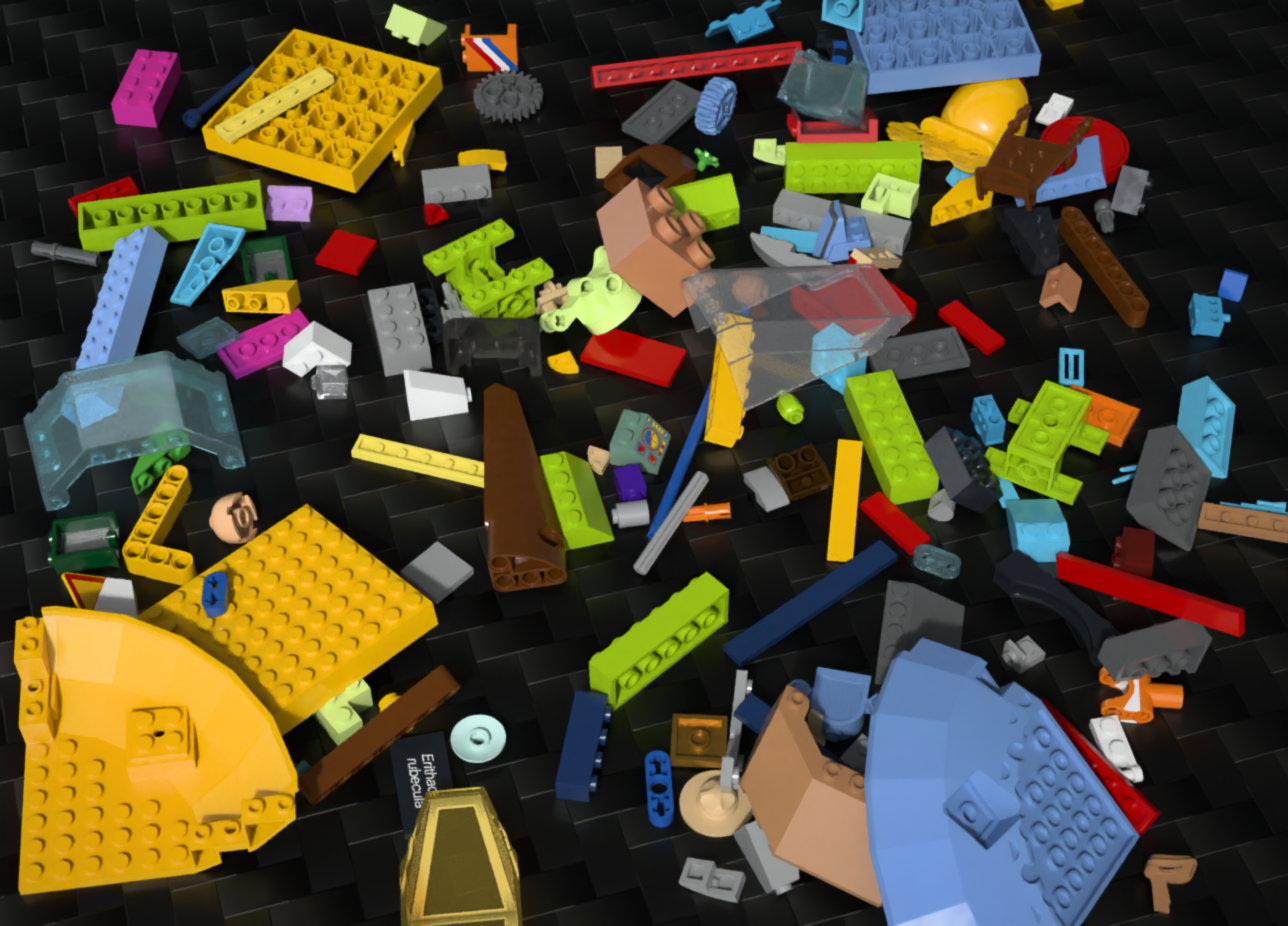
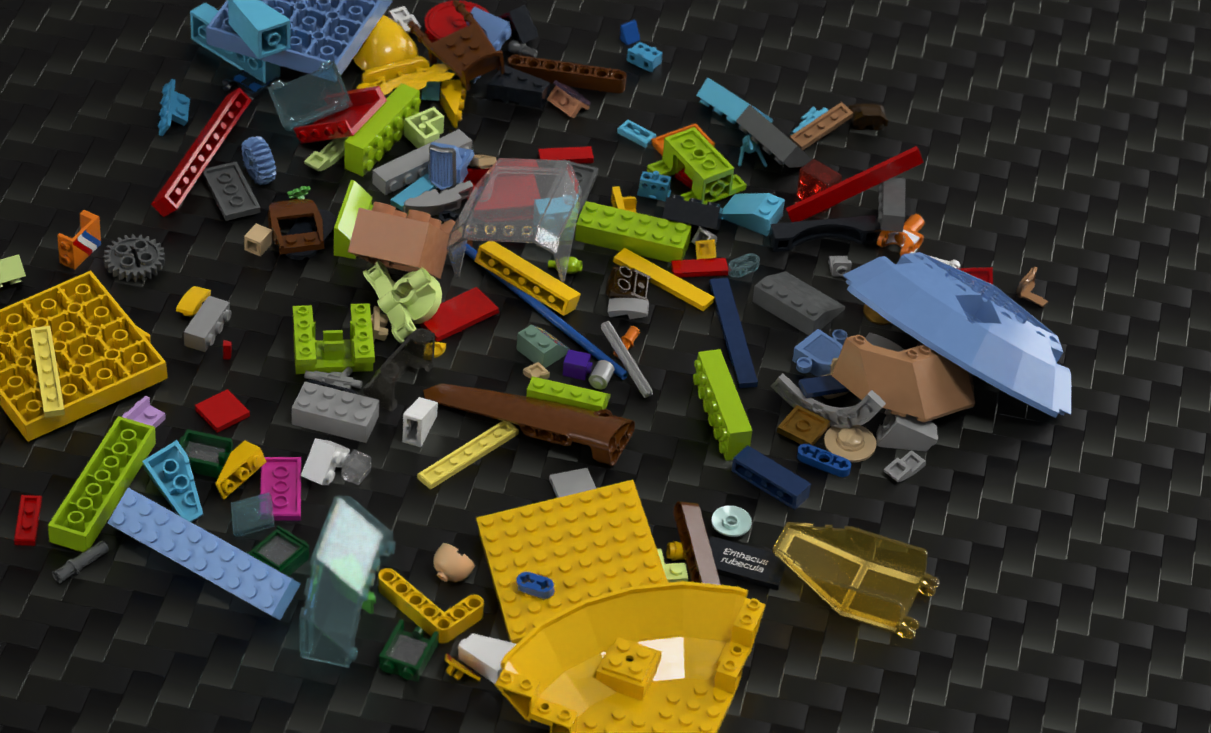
camera: 65 degrees left, 5 degrees down
(922, 511) = (705, 249): none -> yellow plate
(932, 410) = (623, 203): none -> yellow panel
(1071, 282) = (571, 92): none -> clear purple piece

